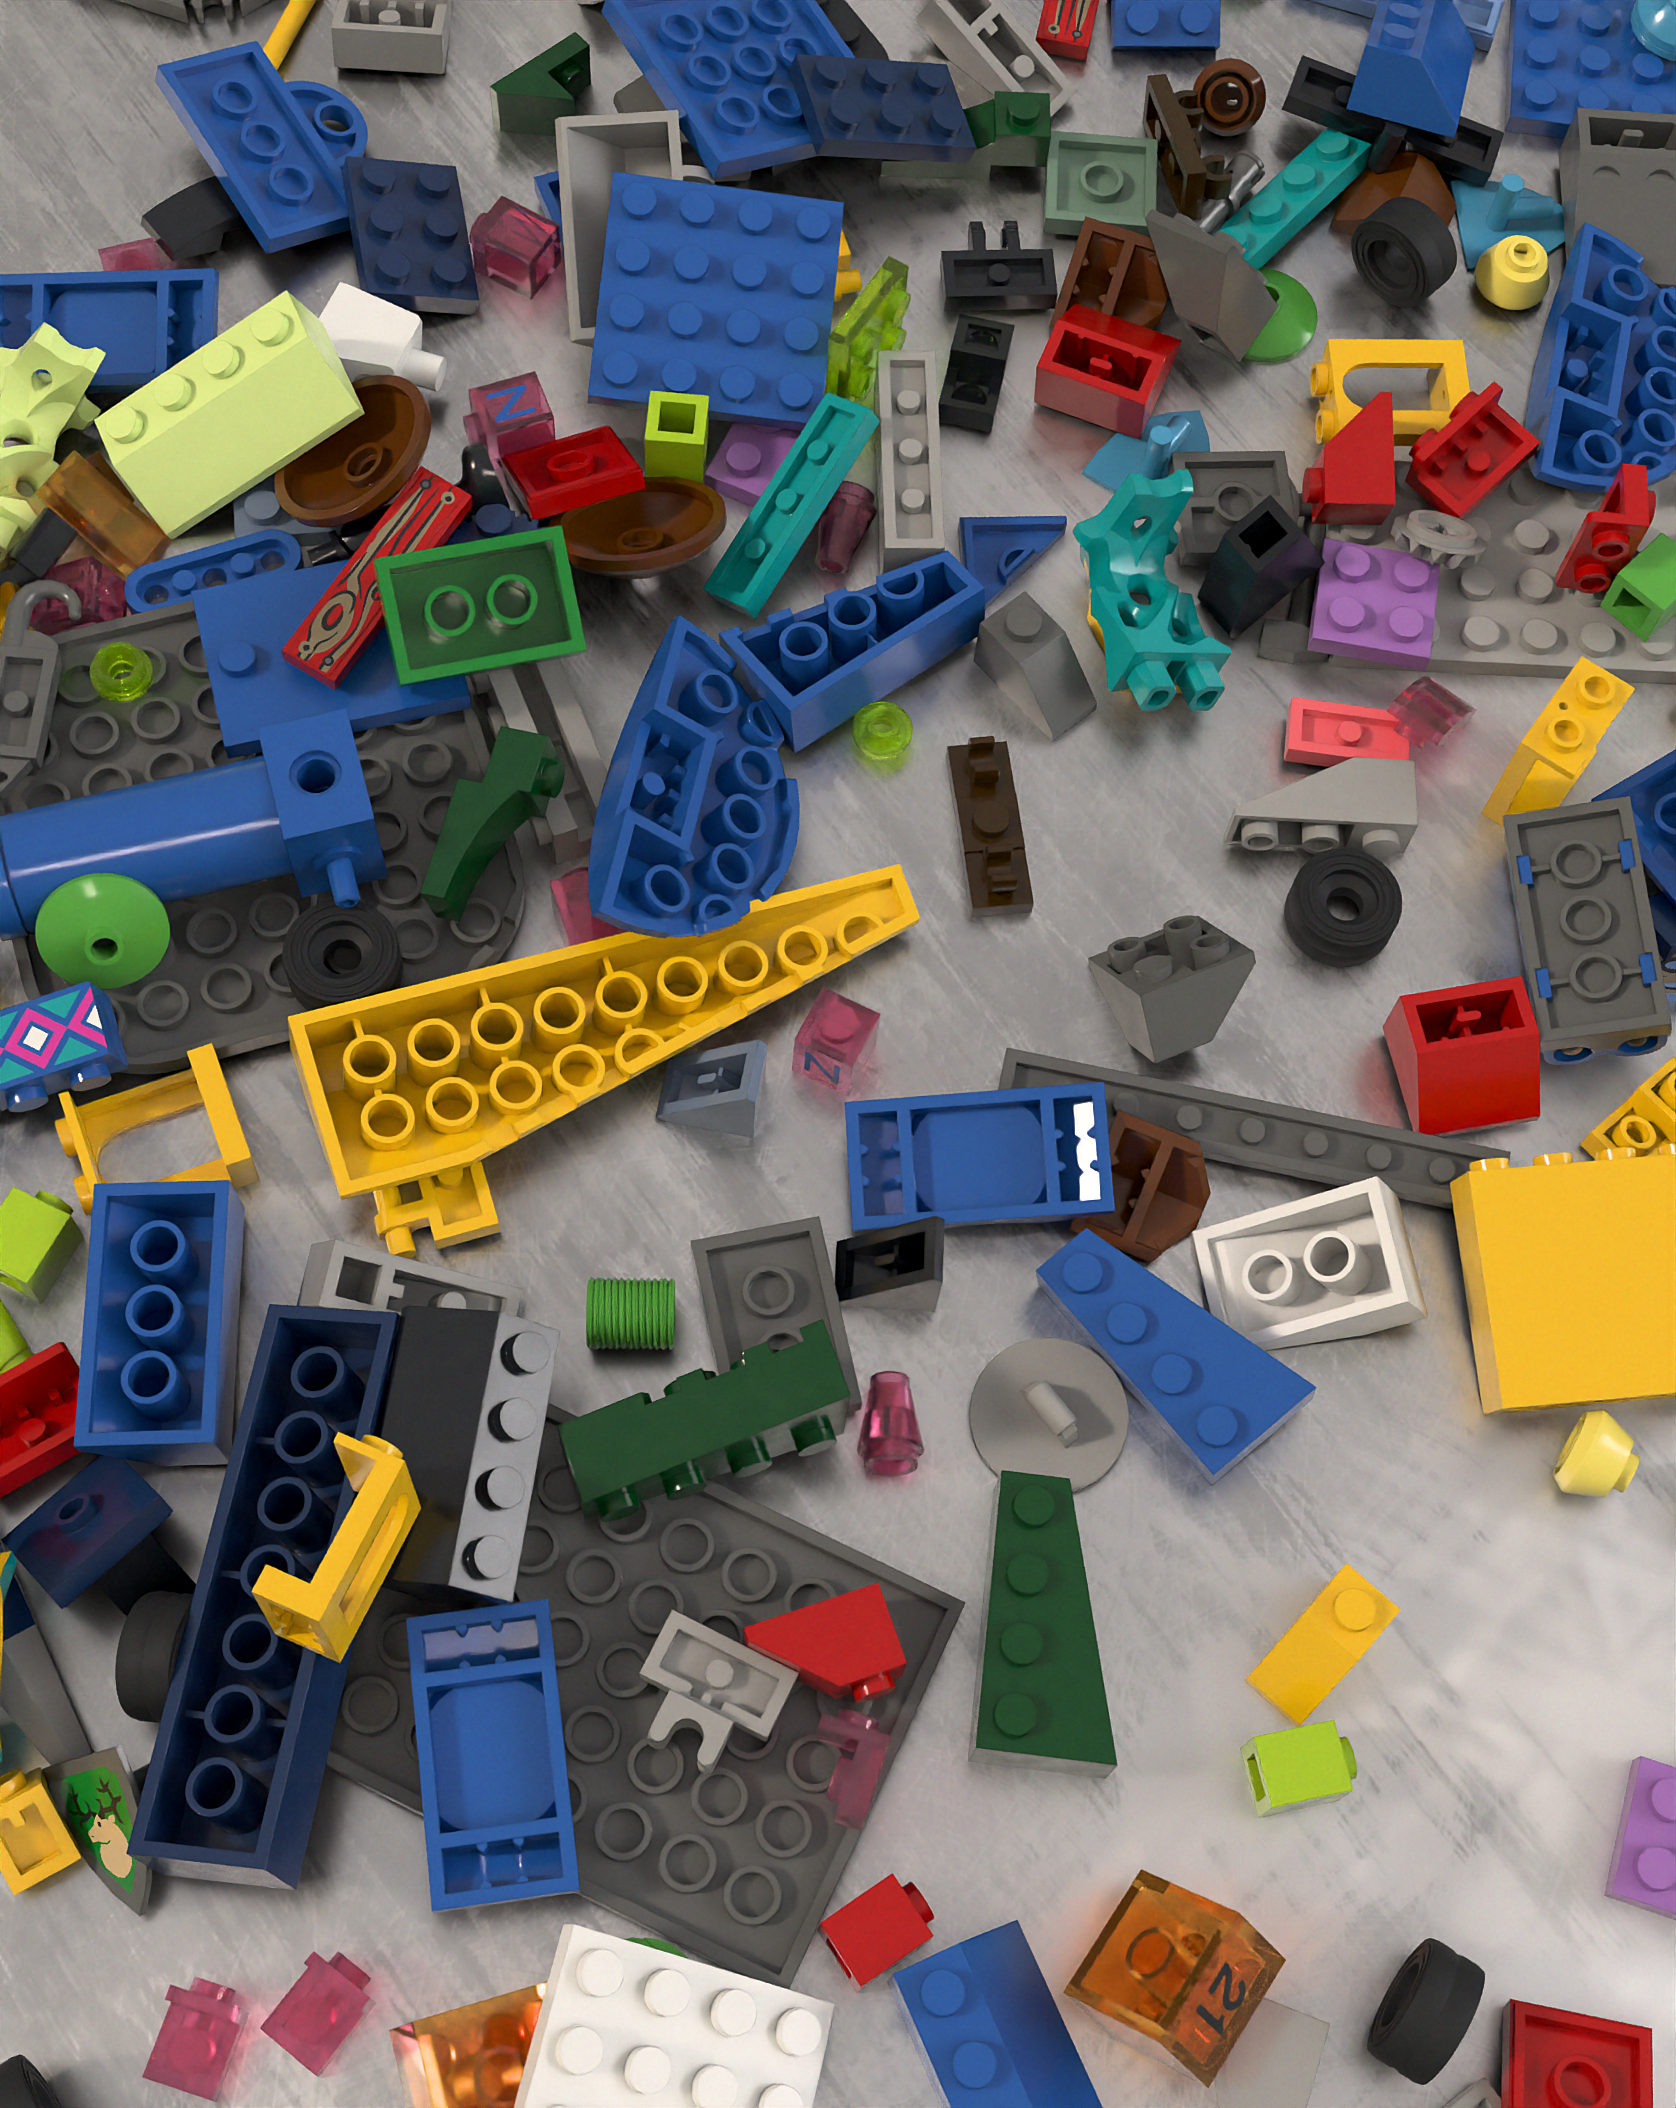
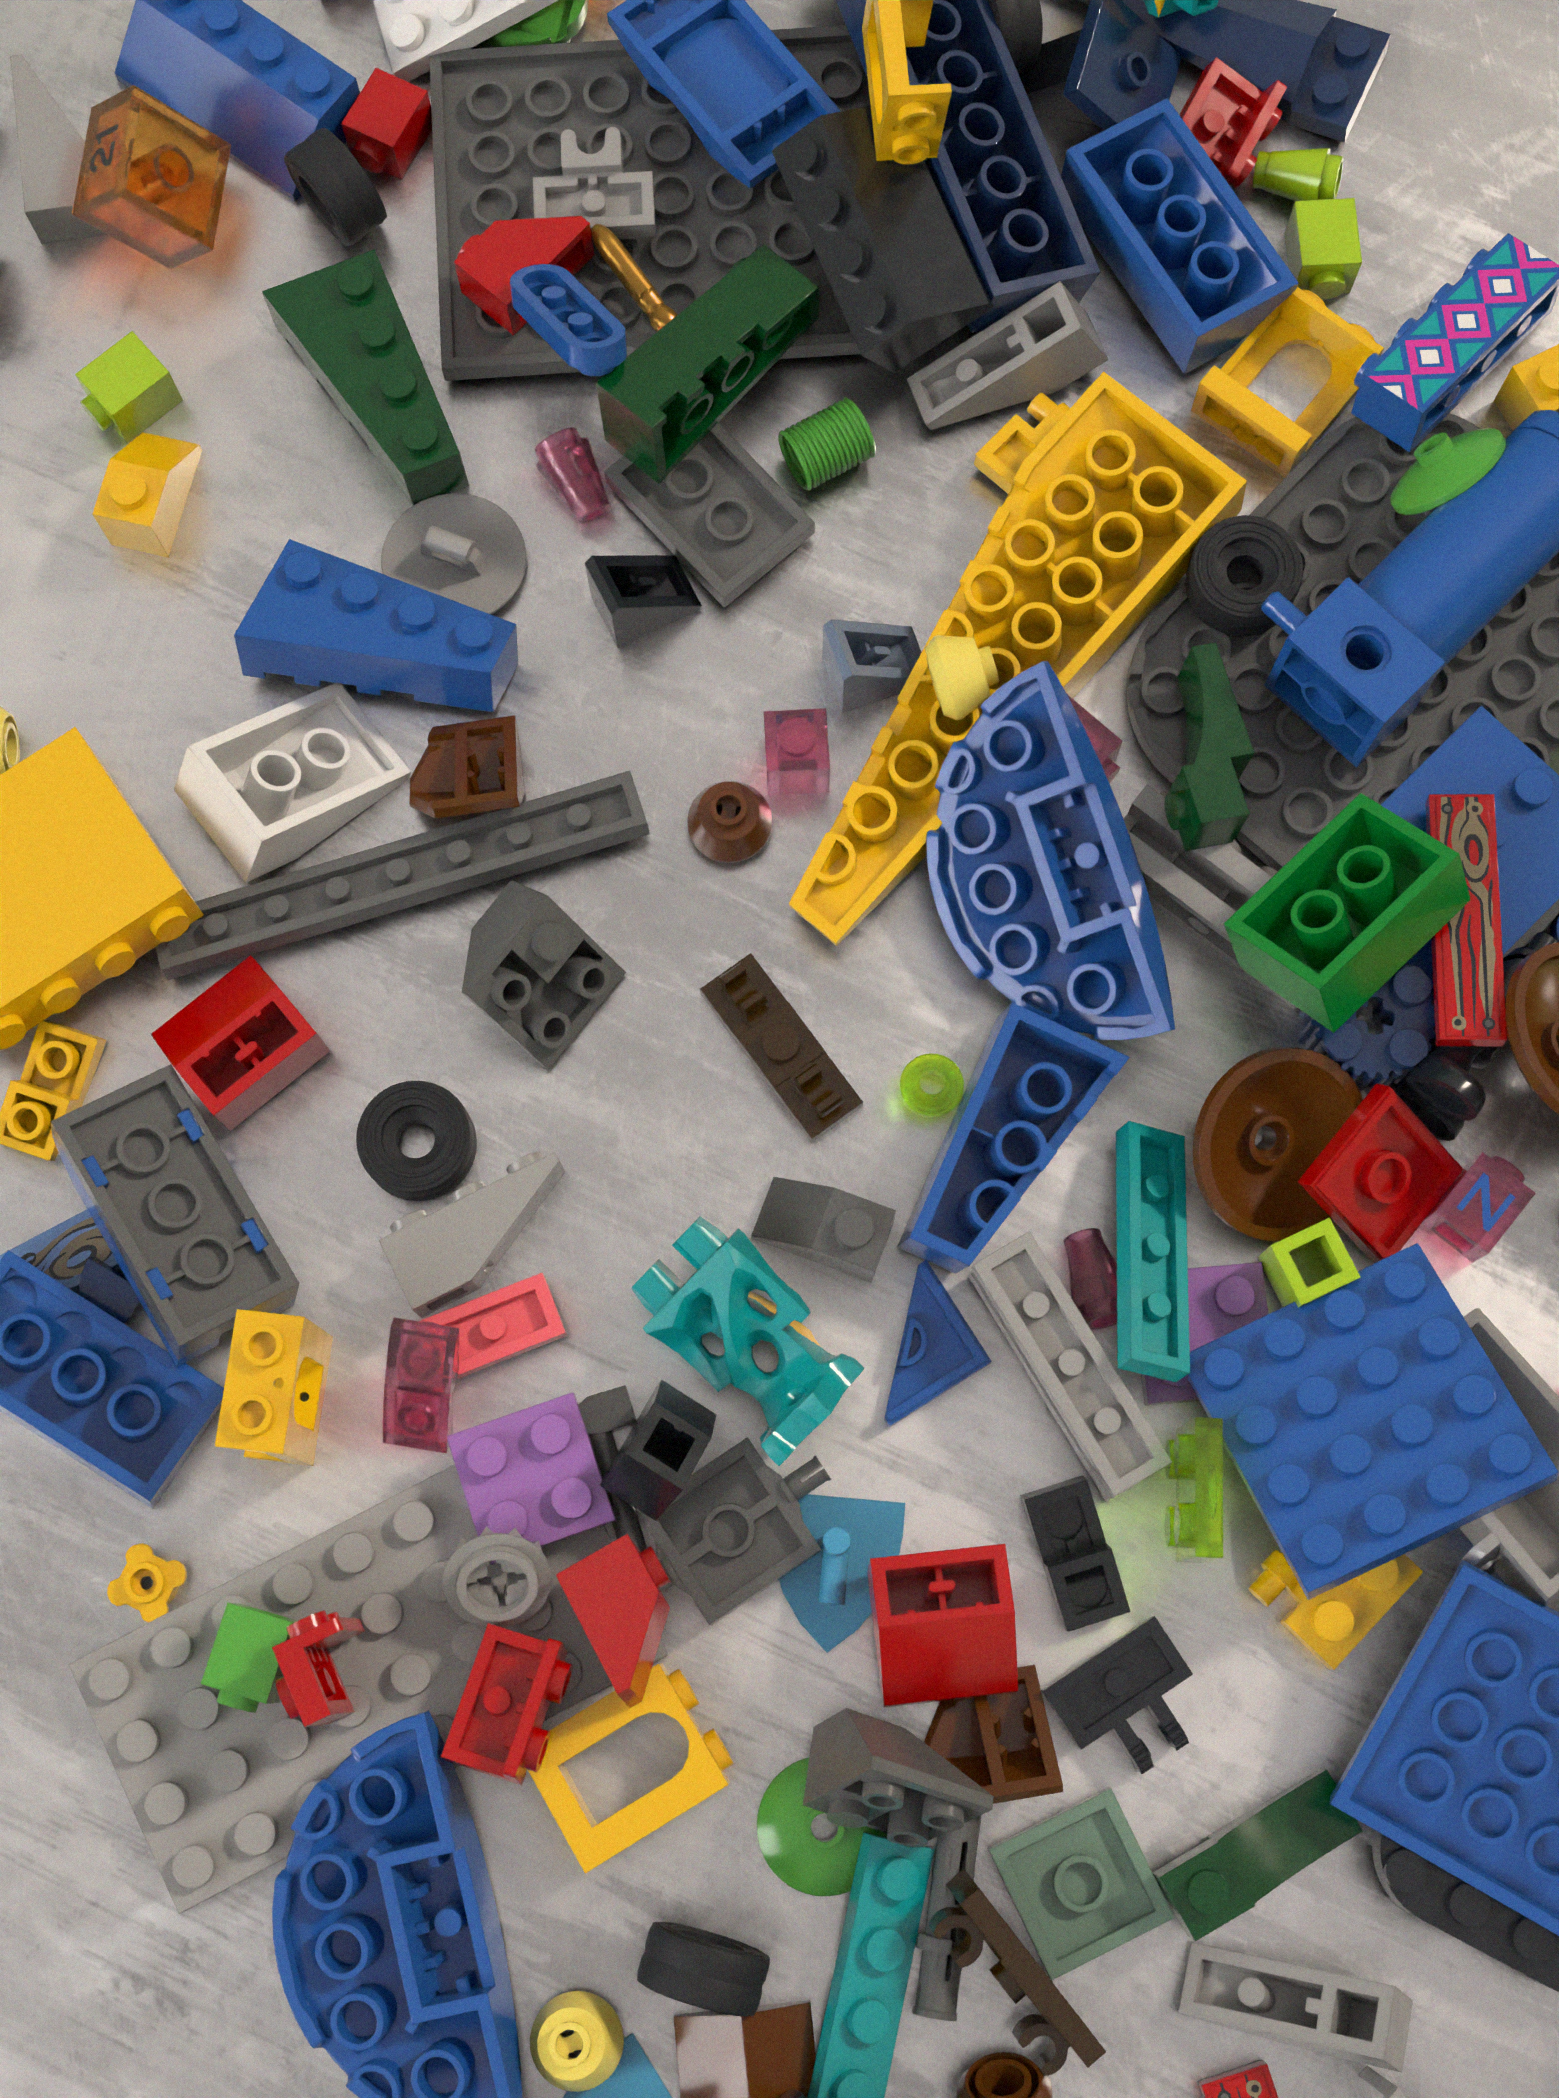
camera: 160 degrees right, 10 degrees up
(662, 987) = (960, 673): none -> light yellow cone
(718, 1519) = (631, 276): none -> pearl gold piece
(823, 1524) = (569, 318): none -> blue plate
(854, 1779) = (460, 208): clear pink bracket -> none
(881, 109) = (1356, 1793): dark blue plate -> none
(926, 1030) = (729, 836): none -> reddish brown cone
(977, 1865) = (335, 186): none -> black tyre
(980, 1157) = (618, 711): blue slope -> none

